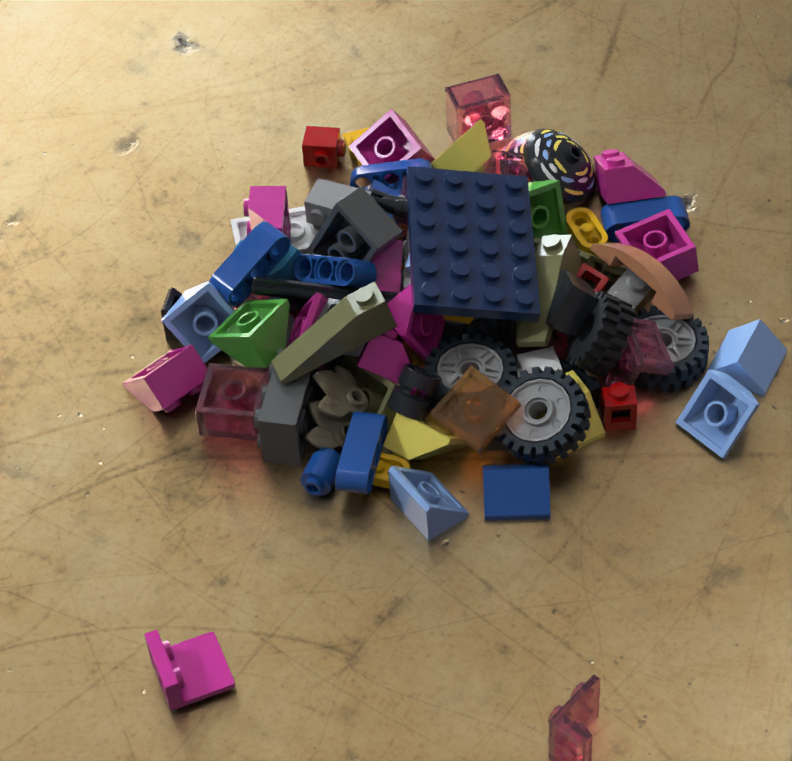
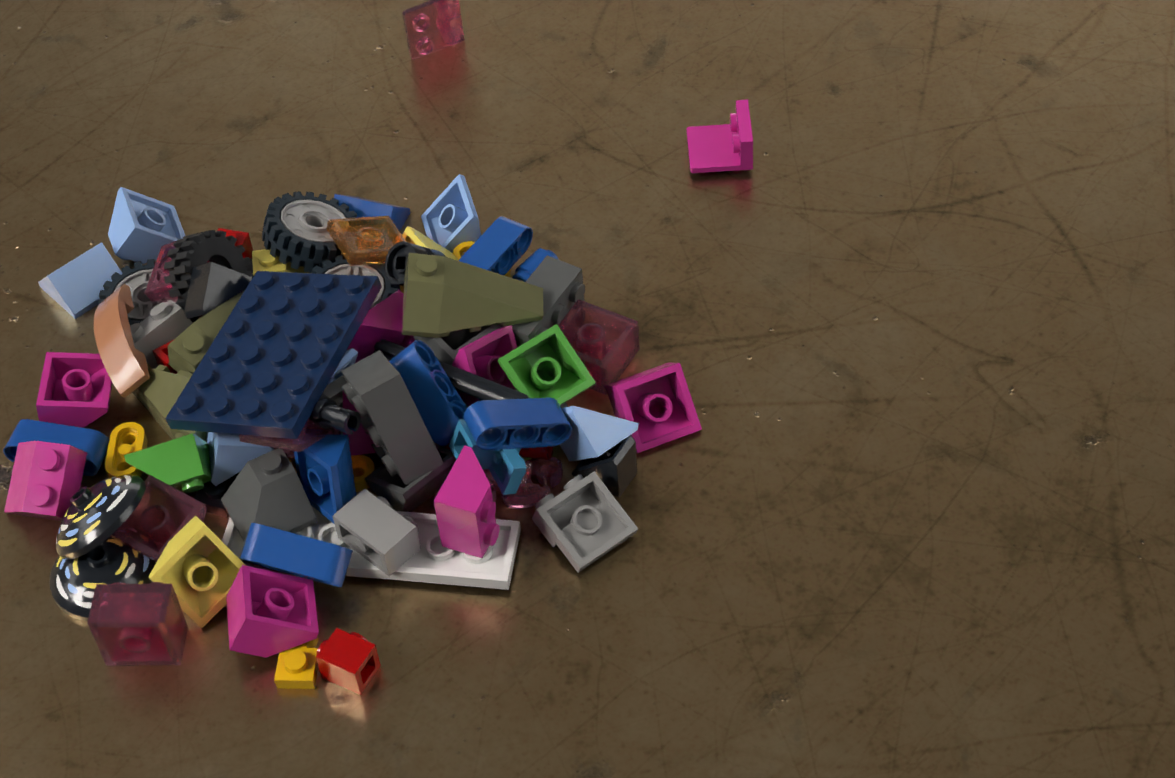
camera: 160 degrees left, 0 degrees up
(186, 269) = (583, 520): none -> light grey plate

